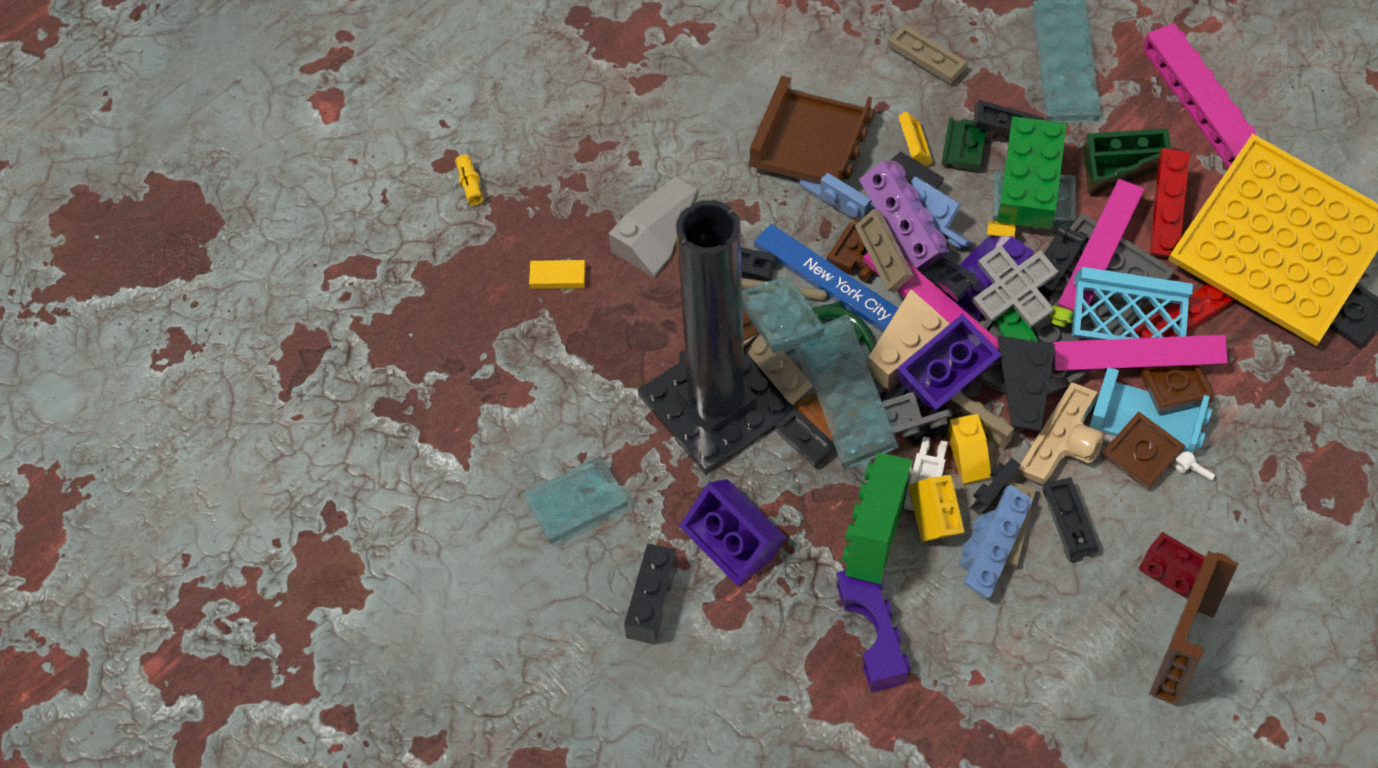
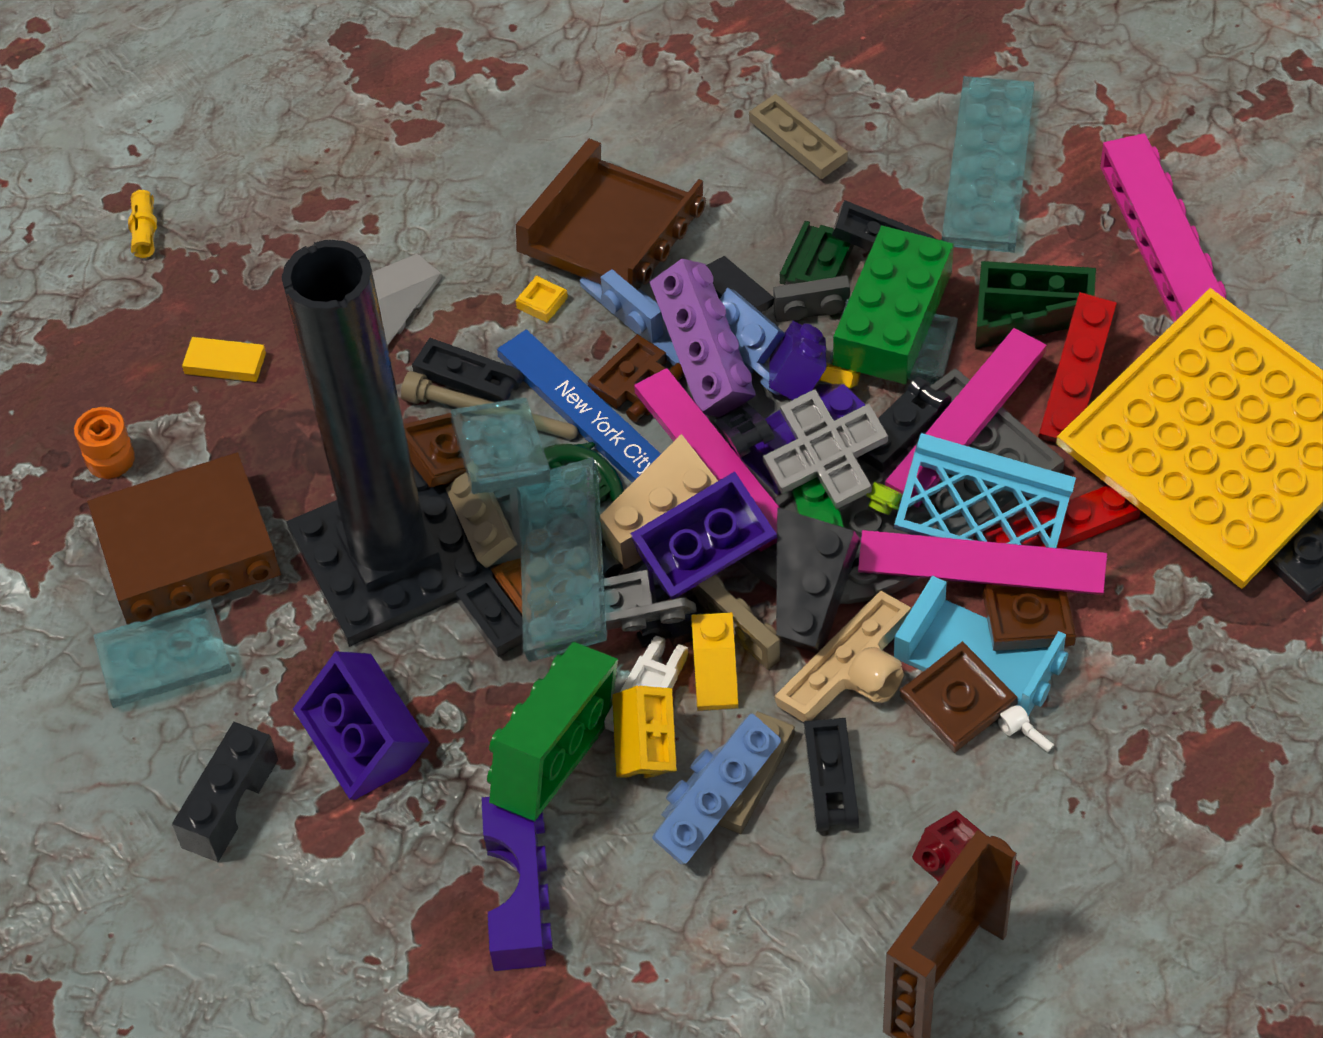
camera: 10 degrees right, 5 degrees down
(491, 349) = (104, 442): none -> orange wheel
(570, 412) = (183, 538): none -> reddish brown panel
(774, 199) = (541, 299): none -> yellow tile
(884, 250) = (659, 379): dark tan plate -> none
(915, 139) = (751, 244): yellow tile -> none
(968, 174) = (811, 298): none -> dark grey plate
(976, 224) = (798, 361): none -> dark purple hinge
(1000, 475) = (721, 724): black plate -> none

